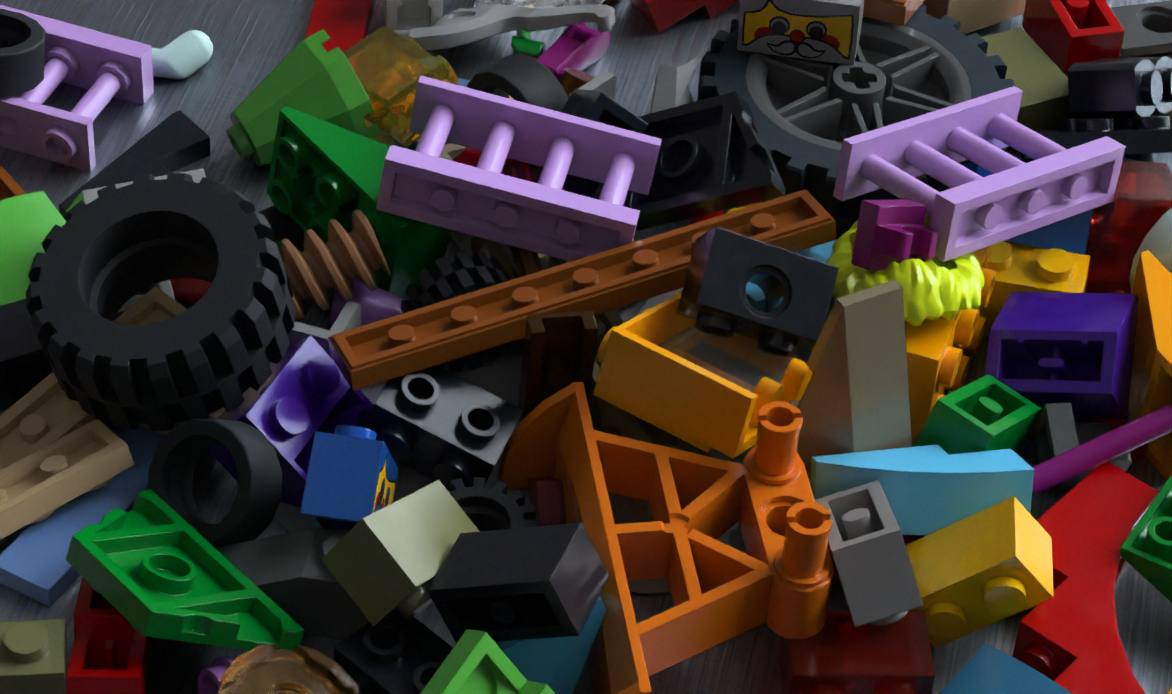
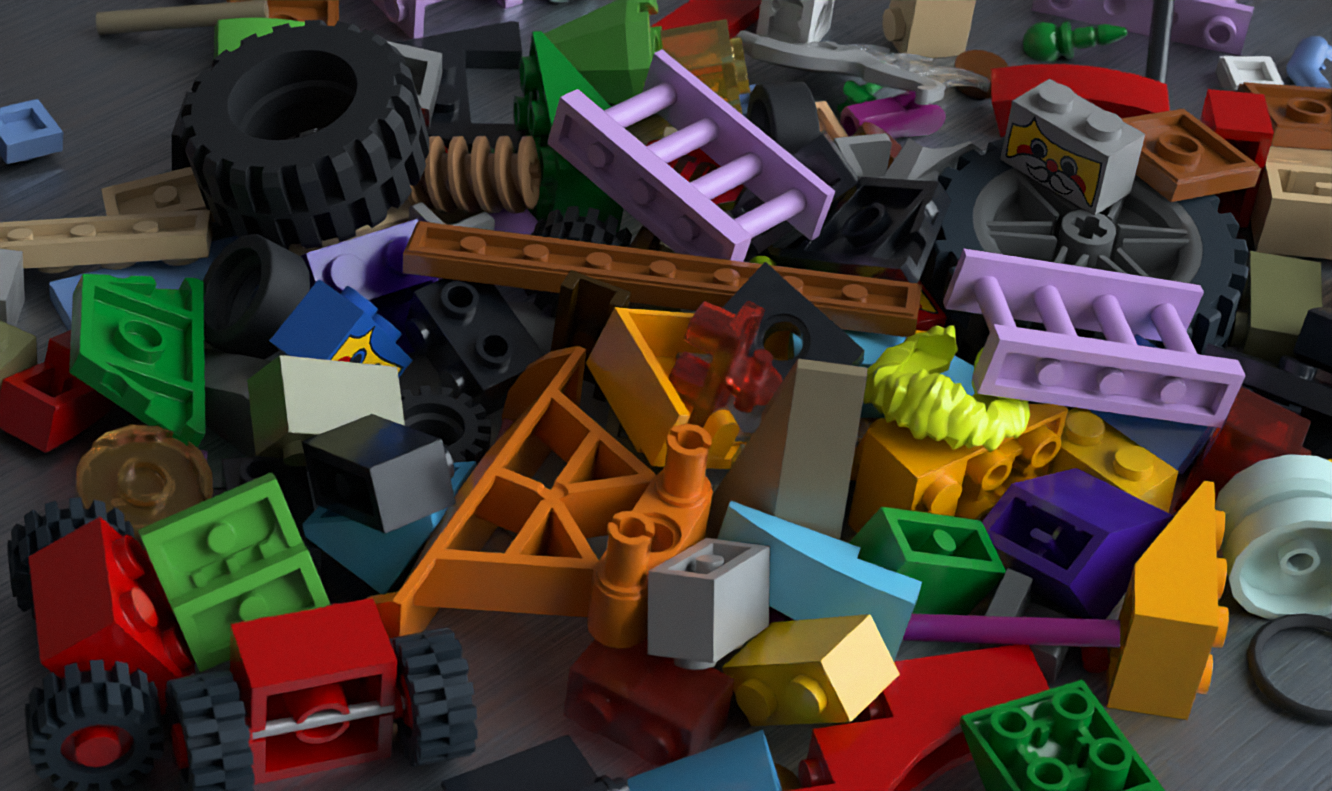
camera: 30 degrees right, 0 degrees up
(750, 330) = (731, 371): none -> clear red hips
(892, 232) = (943, 344): magenta tile -> none

